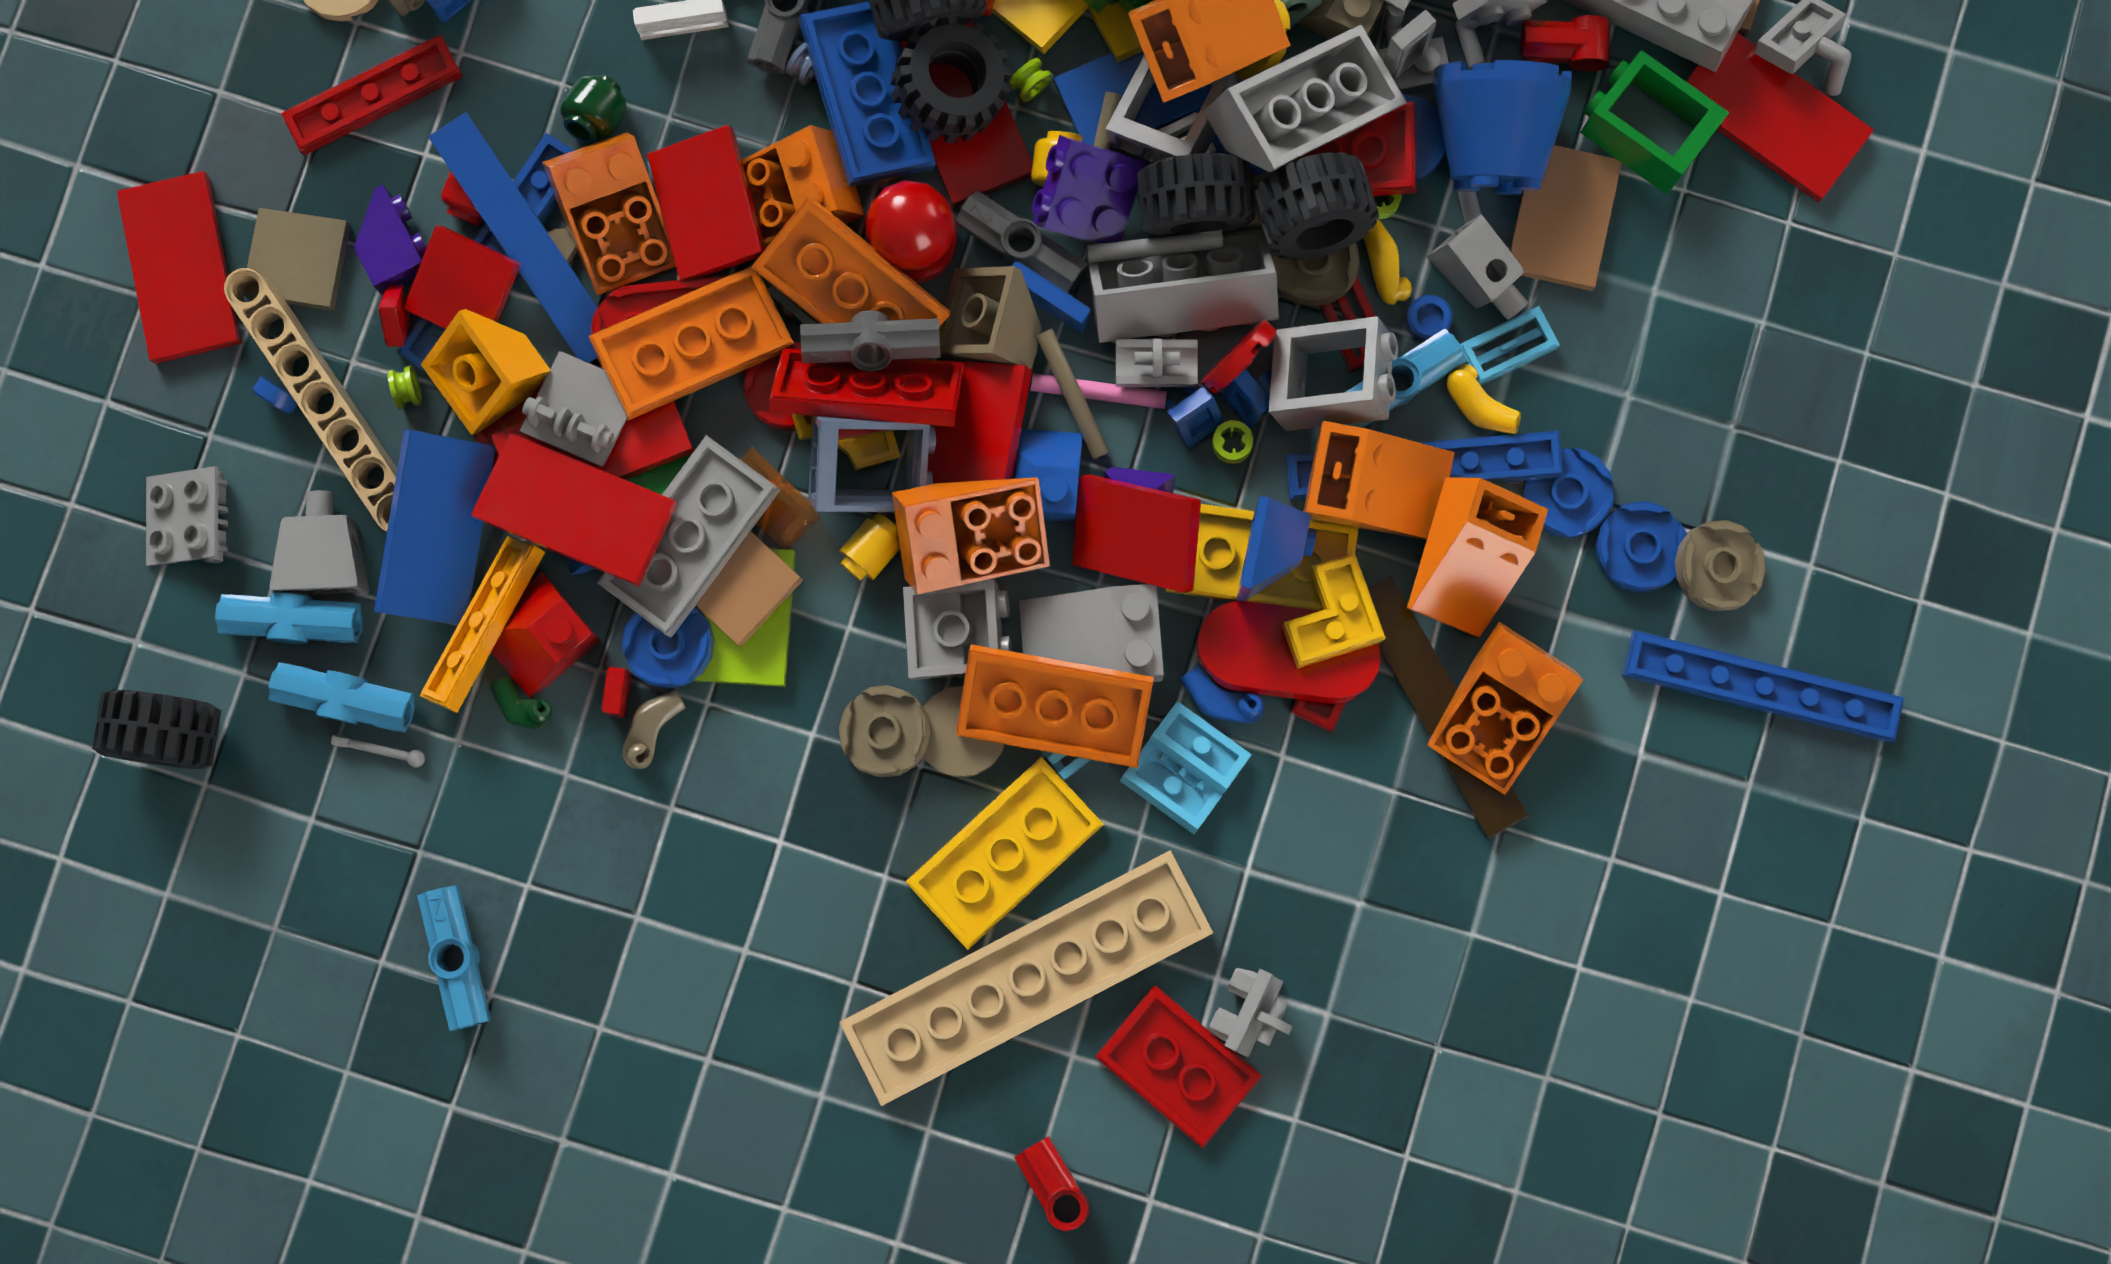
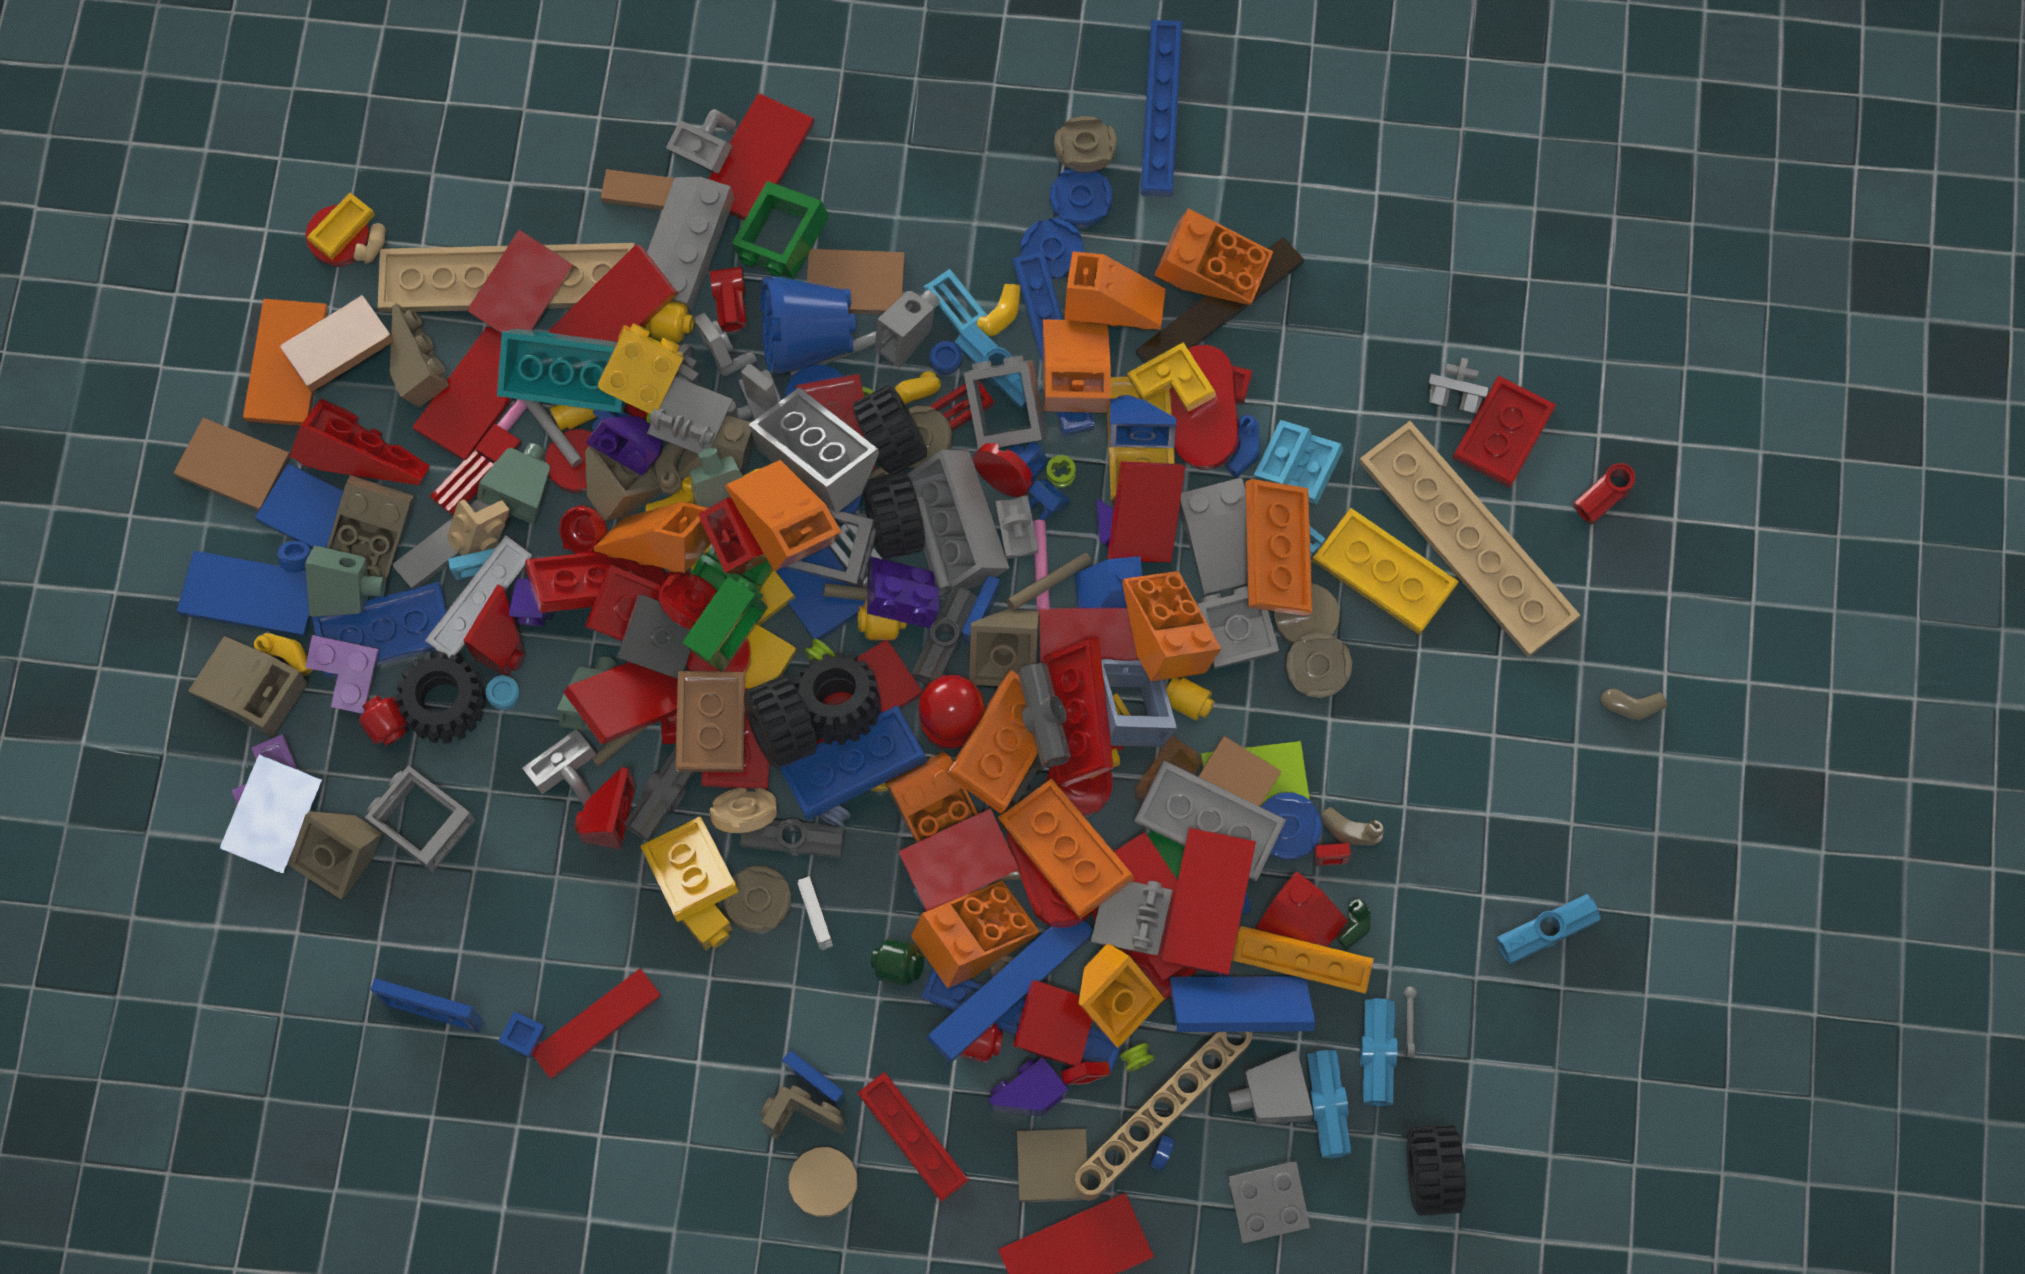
camera: 100 degrees left, 10 degrees down
(739, 1147) = (1630, 707): none -> dark tan arm

